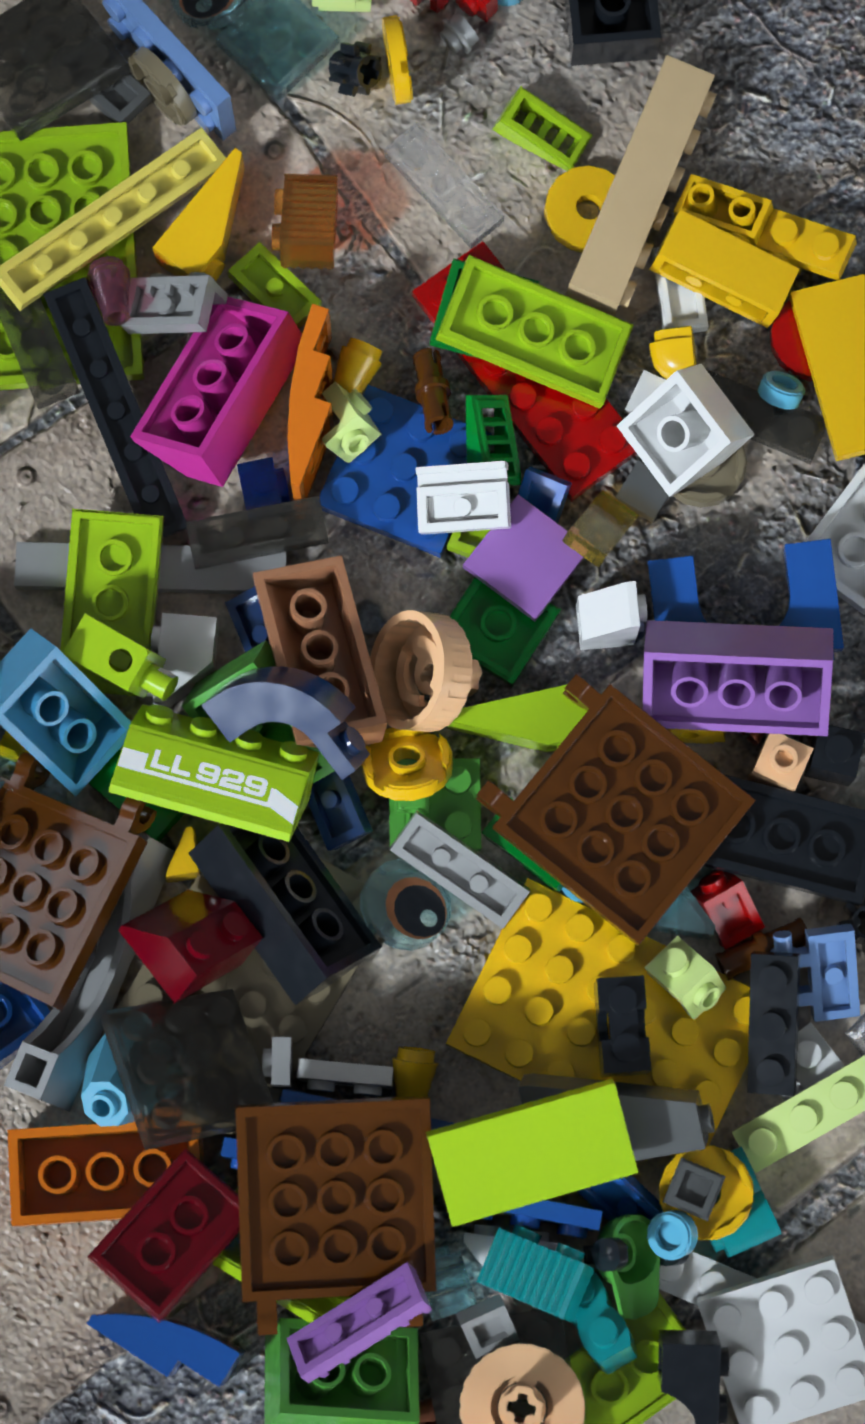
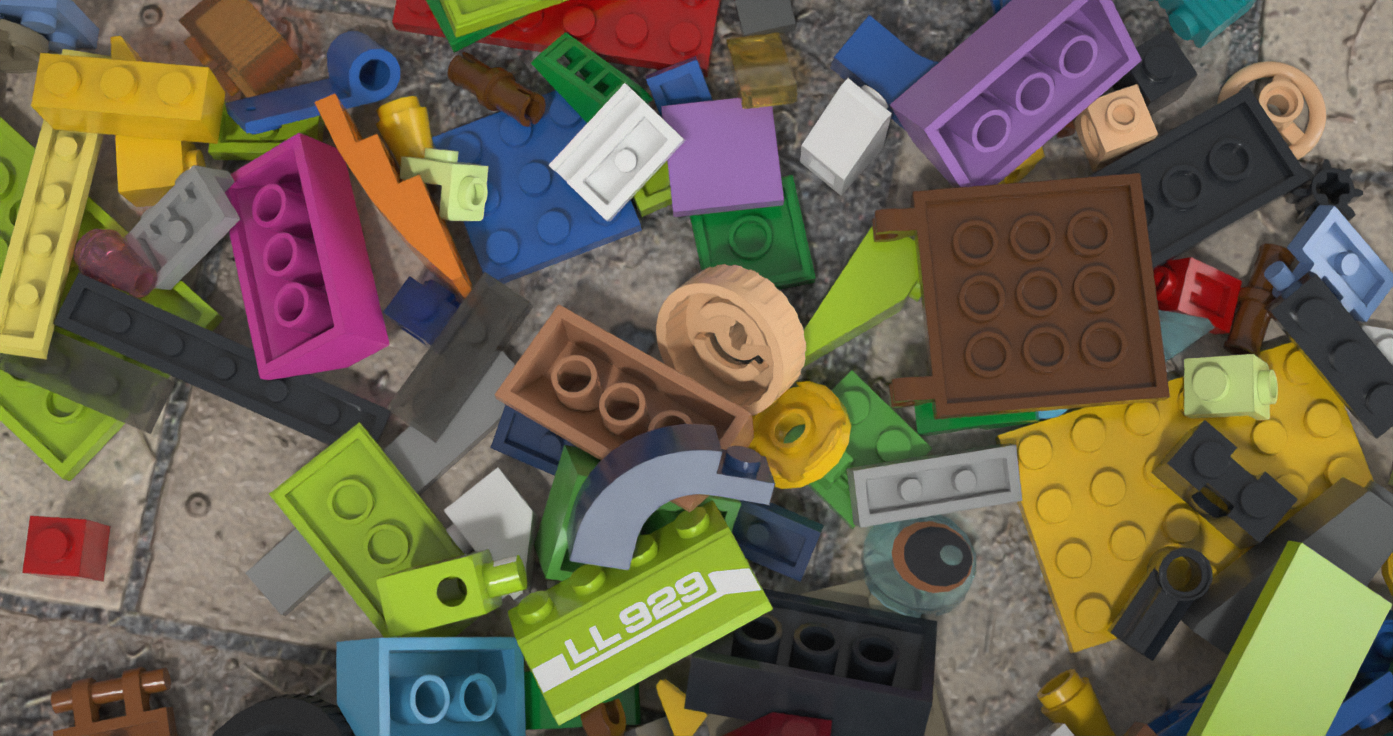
camera: 35 degrees left, 0 degrees up
(209, 199) = (128, 98): none -> yellow brick
(358, 308) = (358, 75): none -> blue door
(515, 1057) = (1156, 606): none -> black piece

